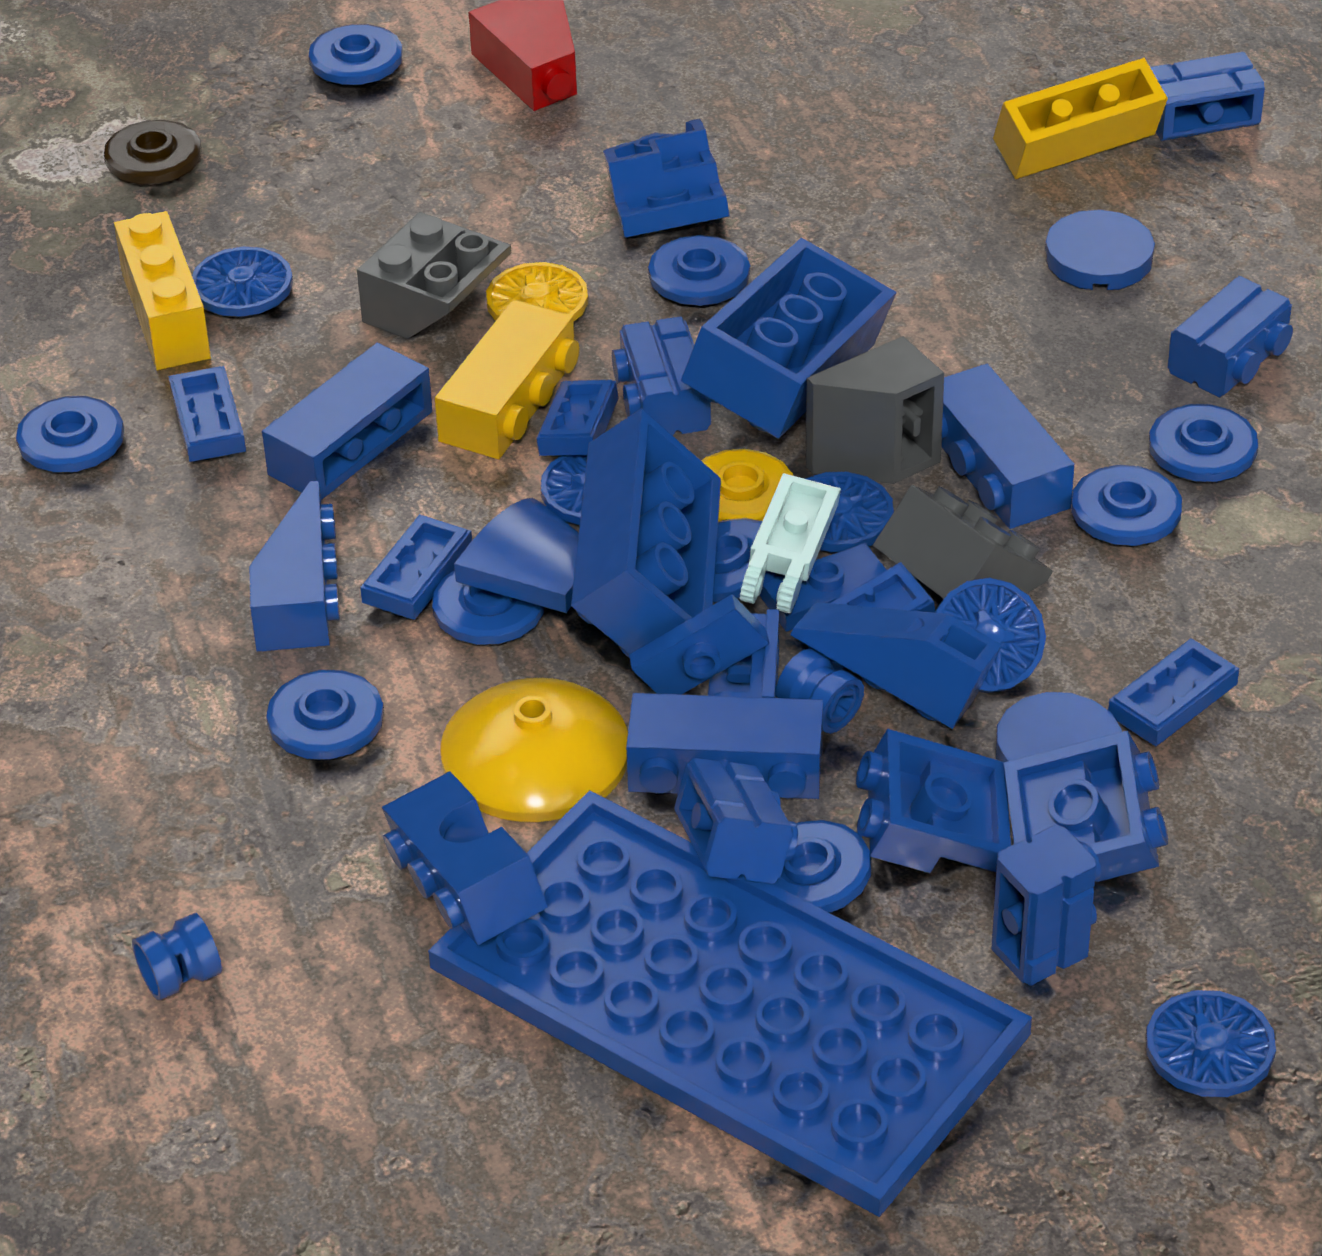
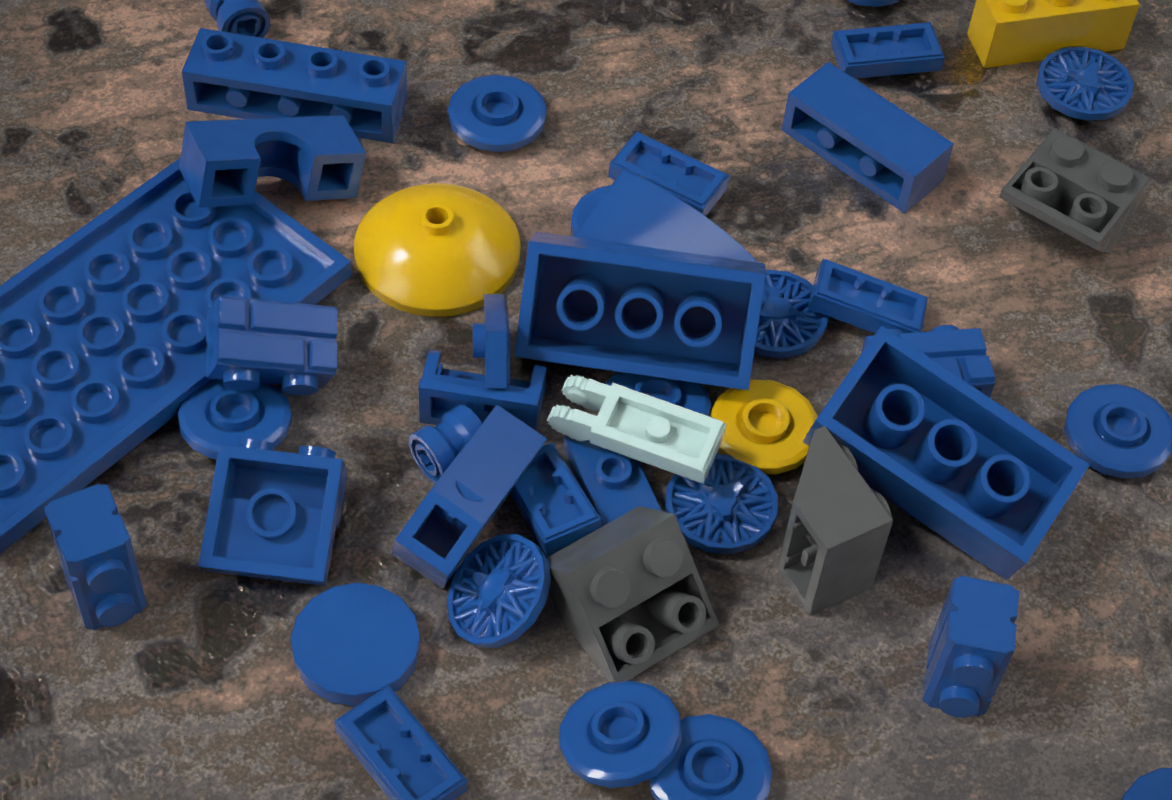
camera: 90 degrees right, 10 degrees up
(290, 578) = (659, 92): slope -> none
(305, 883) = (286, 79): none -> blue brick
(506, 379) = (926, 251): yellow brick -> none
(540, 285) = (1068, 293): yellow wheel -> none
(771, 733) = (385, 365): blue brick -> none
(986, 320) = (970, 646): none -> blue brick
(1003, 449) = (802, 650): blue brick -> none
(1097, 795) = (229, 632): blue plate -> none
(1107, 557) = (620, 734): none -> blue wheel

